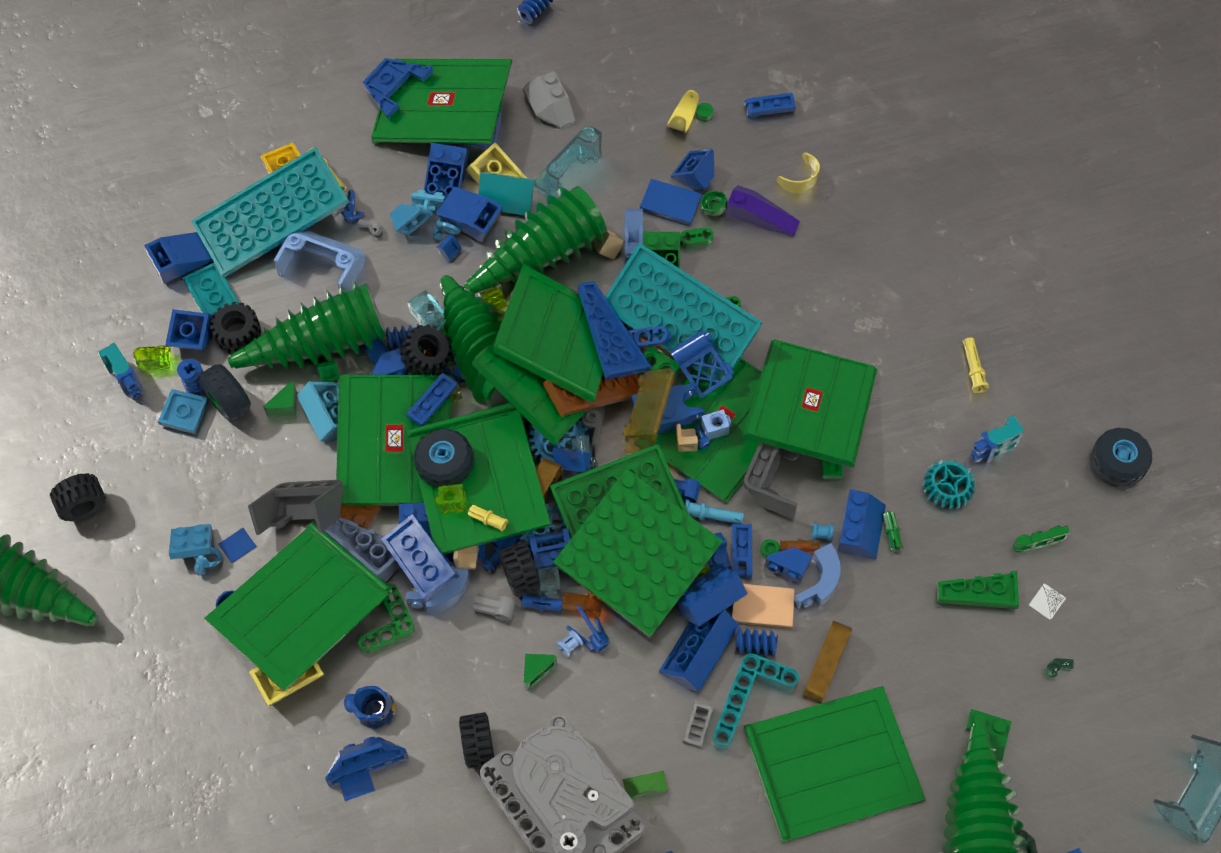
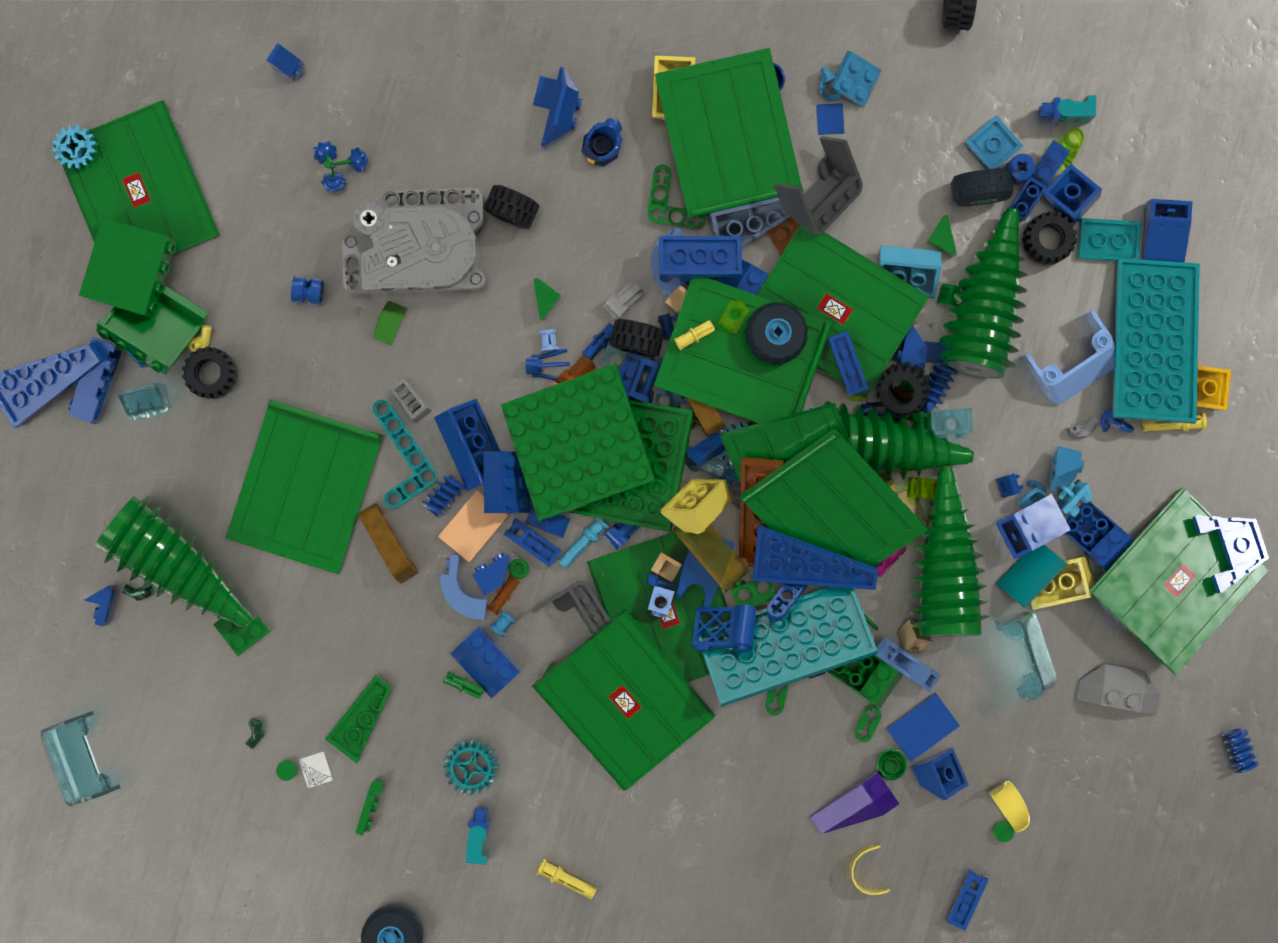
camera: 125 degrees right, 25 degrees up
(170, 359) = (1040, 179): none -> blue slope
(622, 433) = (698, 504): none -> light yellow slope
(1066, 622) = (286, 770): none -> green tile

